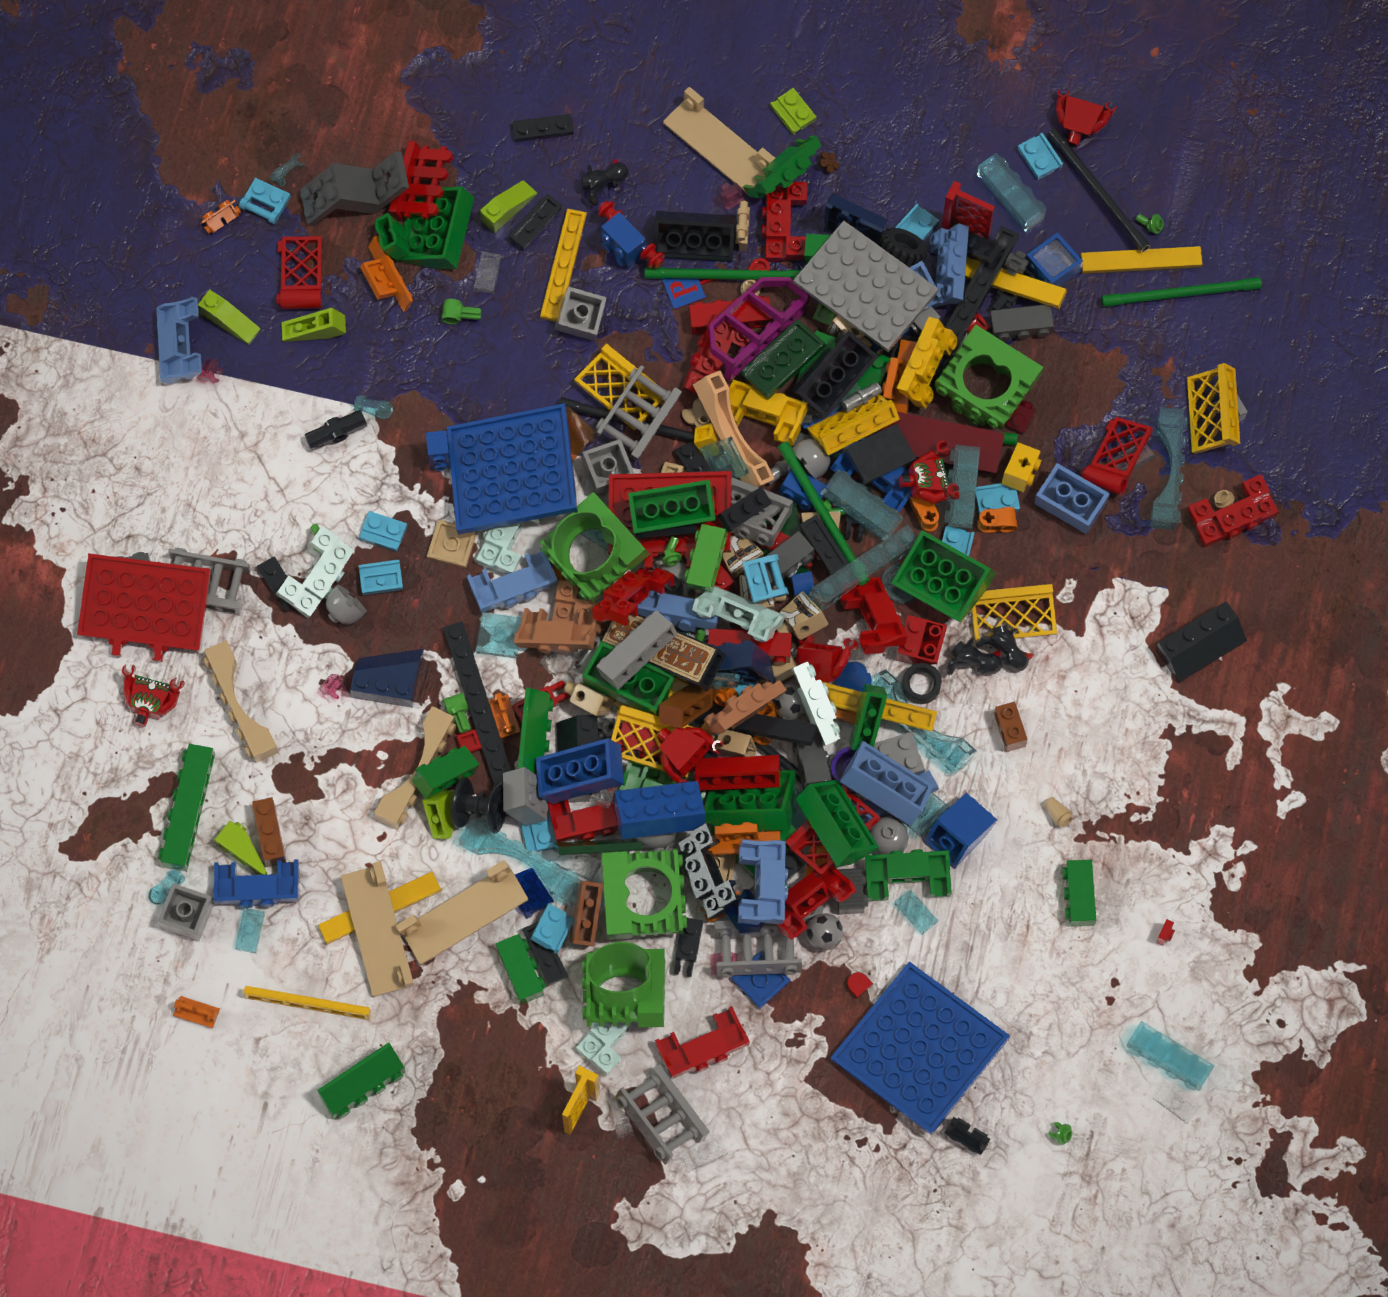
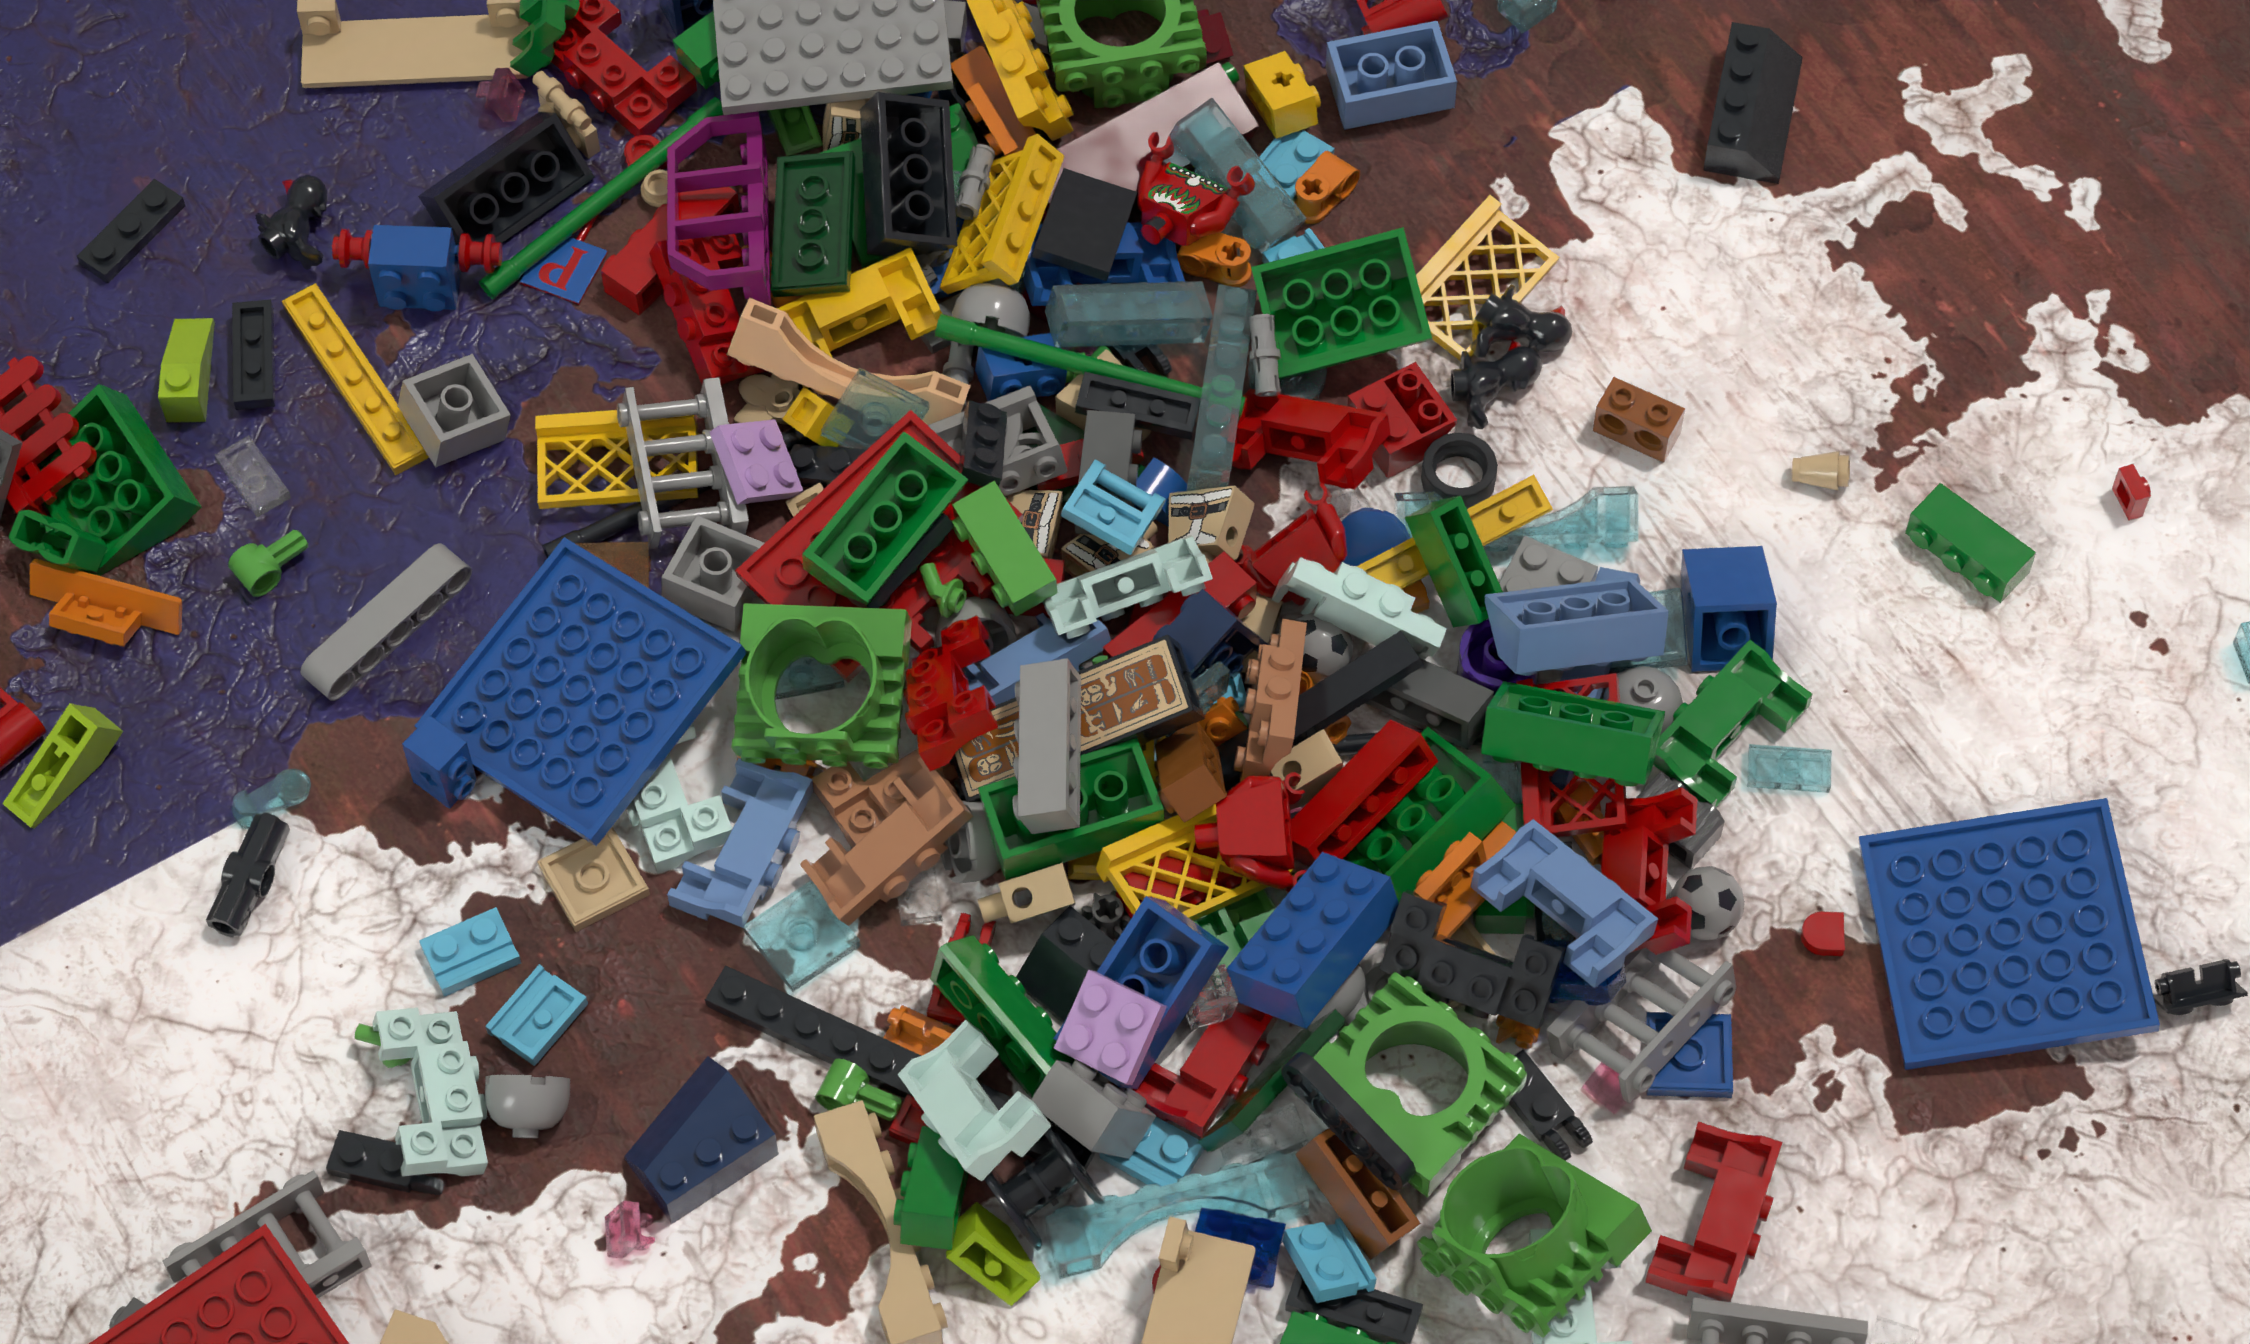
camera: 45 degrees left, 10 degrees down
(477, 375) = (386, 621): none -> light grey beam
(478, 752) = (961, 1109): none -> light aqua bracket
(554, 773) = (1110, 1027): none -> lavender plate
(599, 886) = (1348, 1121): none -> black beam
(664, 437) = (756, 461): none -> lavender plate
(891, 570) = (1264, 355): none -> light grey pin

